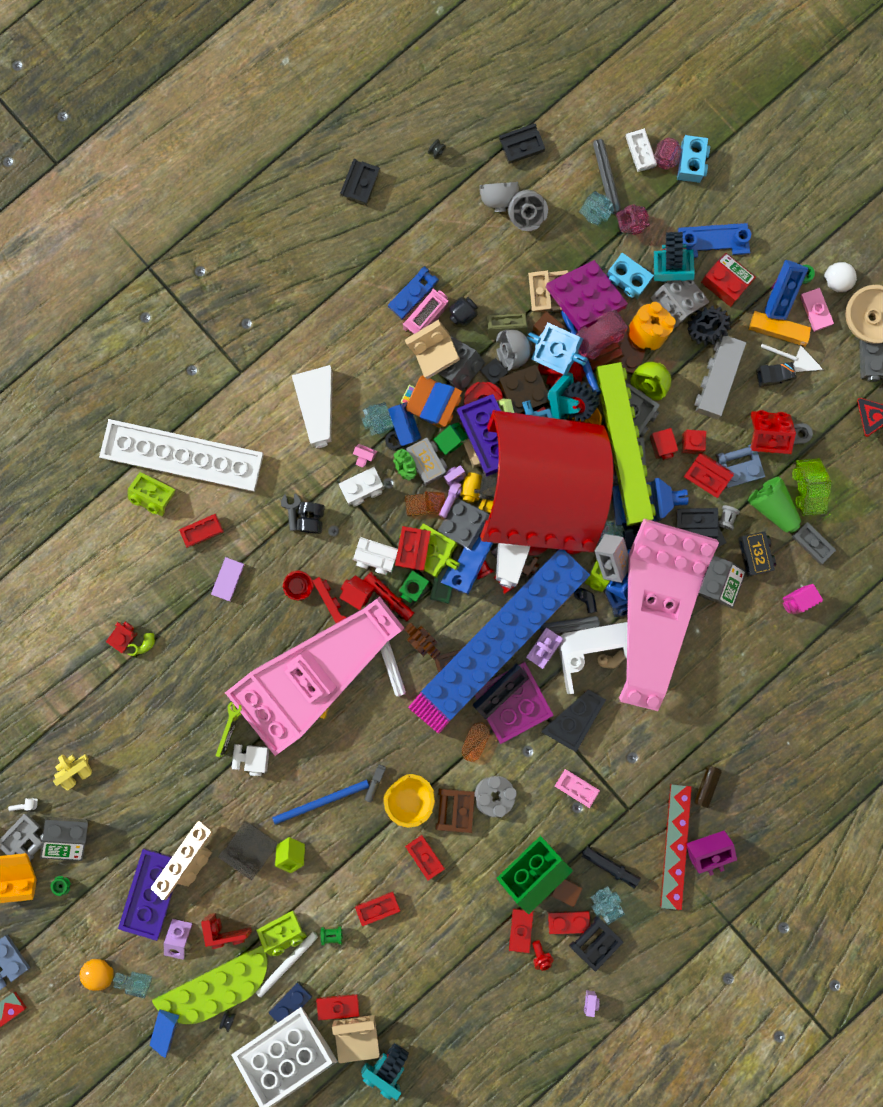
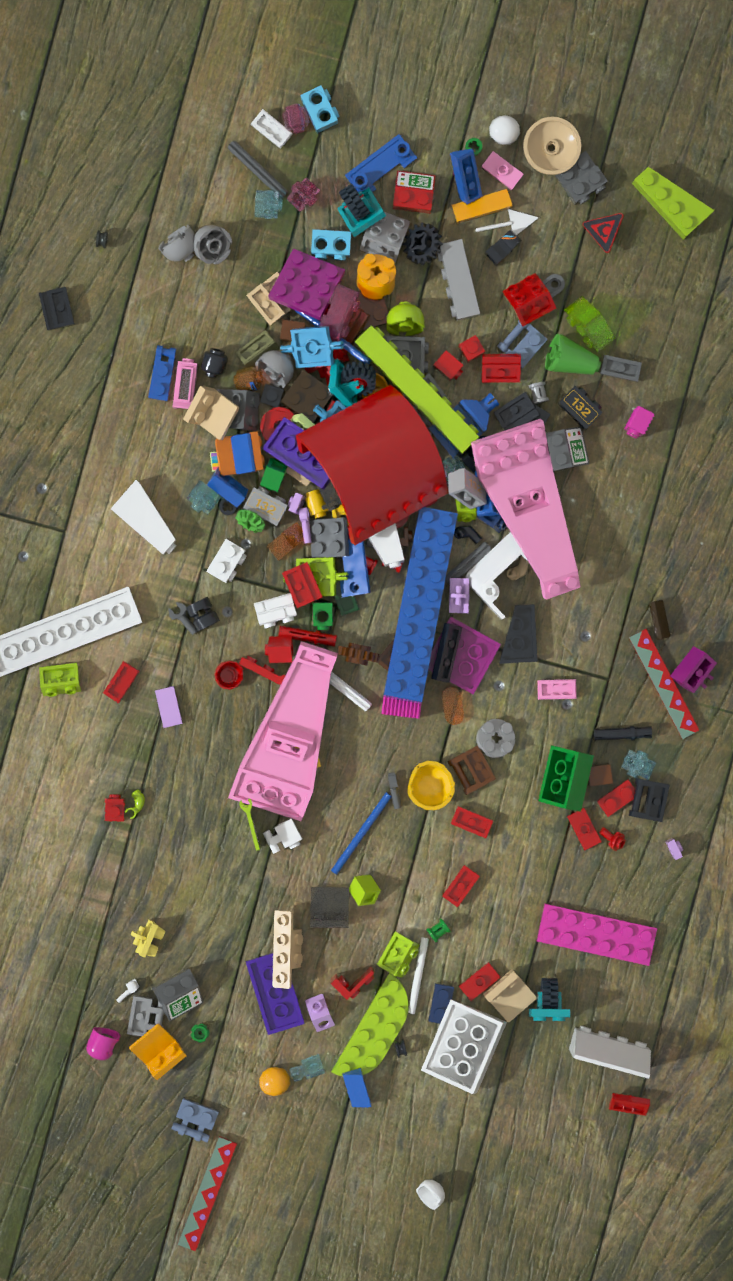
camera: 35 degrees left, 5 degrees up
(364, 453) = (211, 532): bright pink tile -> none
(470, 1035) = (596, 934): none -> dark pink plate
(483, 343) = (248, 379): none -> clear orange head
(522, 143) = (169, 188): black plate -> none

